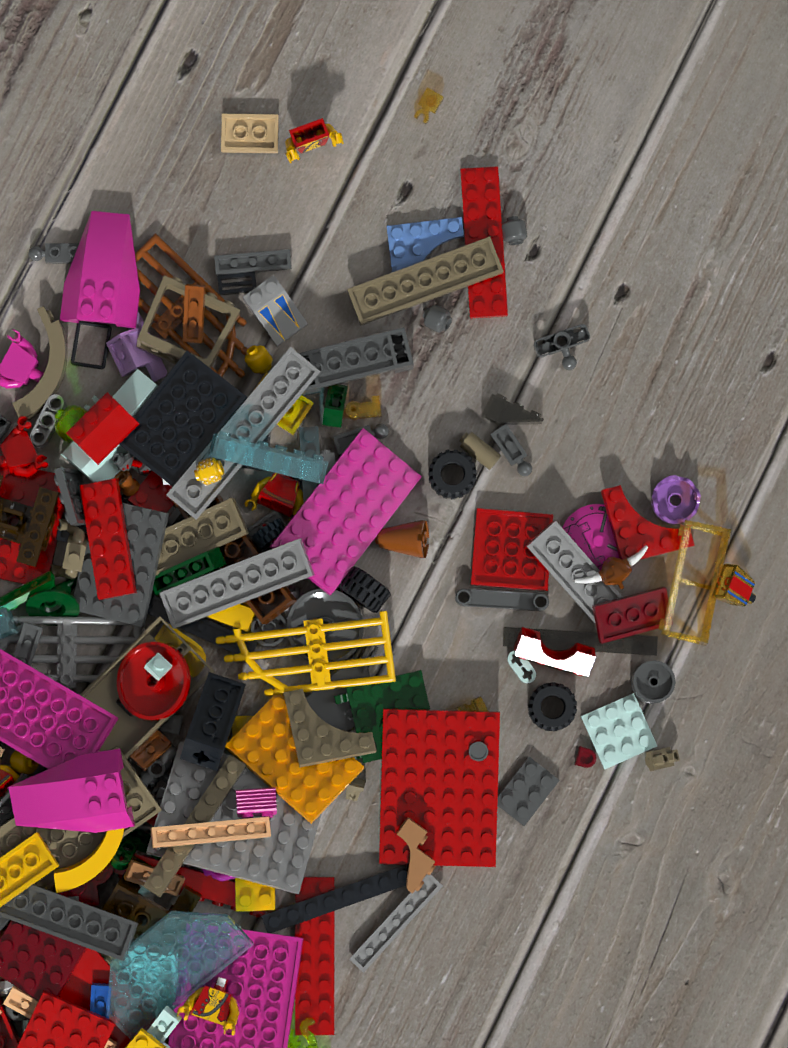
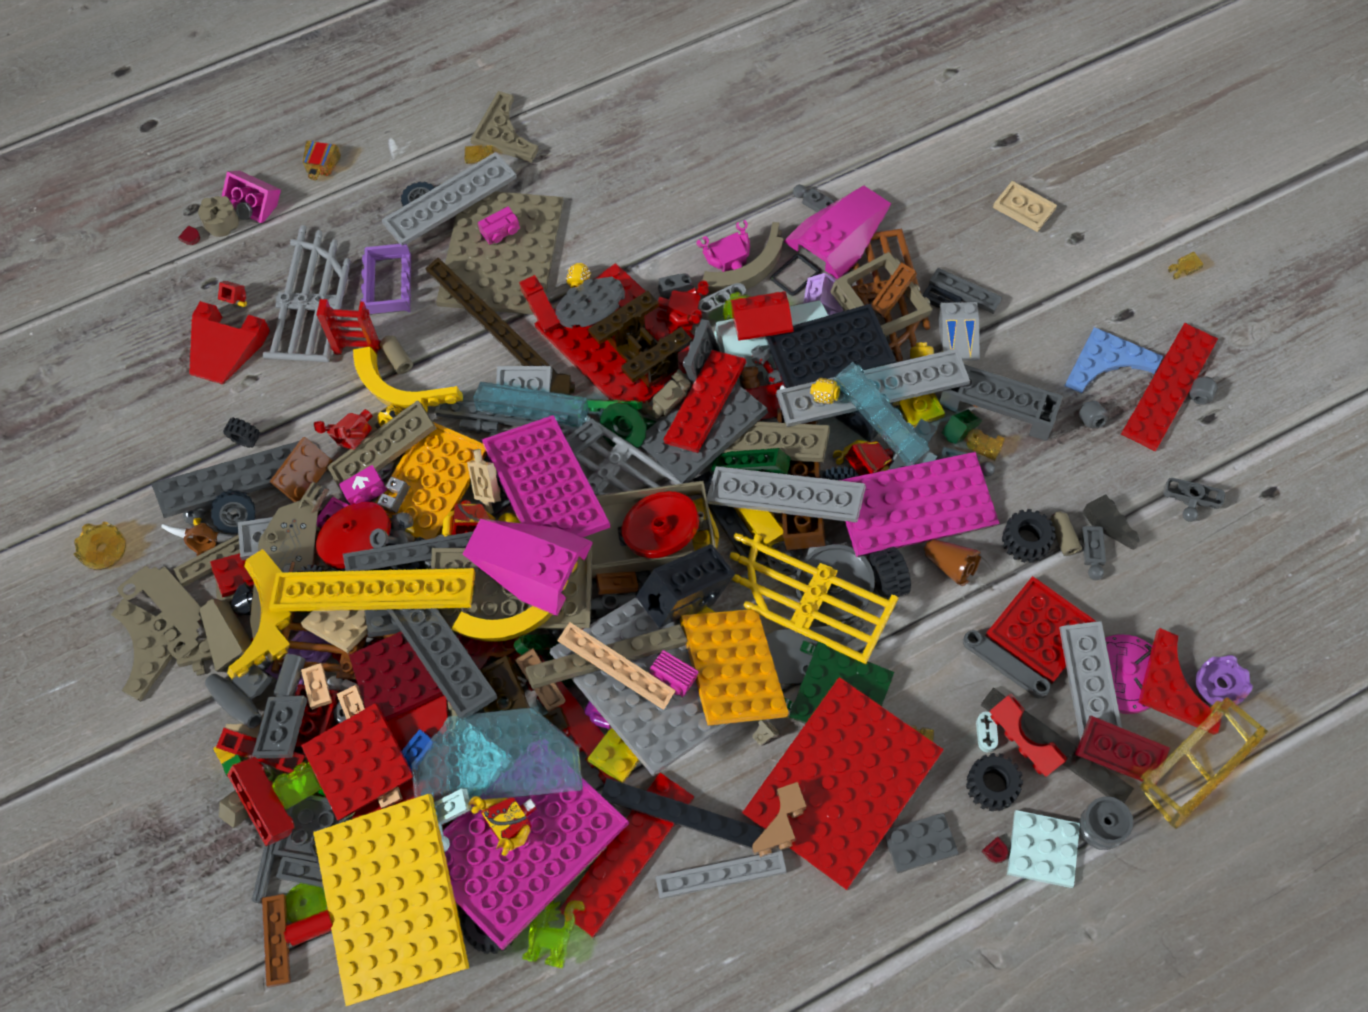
camera: 40 degrees right, 20 degrees down
(158, 666) = (672, 513): light aqua plate -> none
(310, 137) = (1074, 226): torso -> none
(317, 740) = (764, 665): dark tan plate -> none
(425, 281) = (1103, 379): dark tan plate -> none
(478, 751) = (901, 769): dark grey piece -> none
(614, 570) = (1129, 699): dark orange helmet -> none
(661, 758) = (1071, 898): dark tan hips -> none
(734, 586) = (1239, 789): clear yellow torso -> none

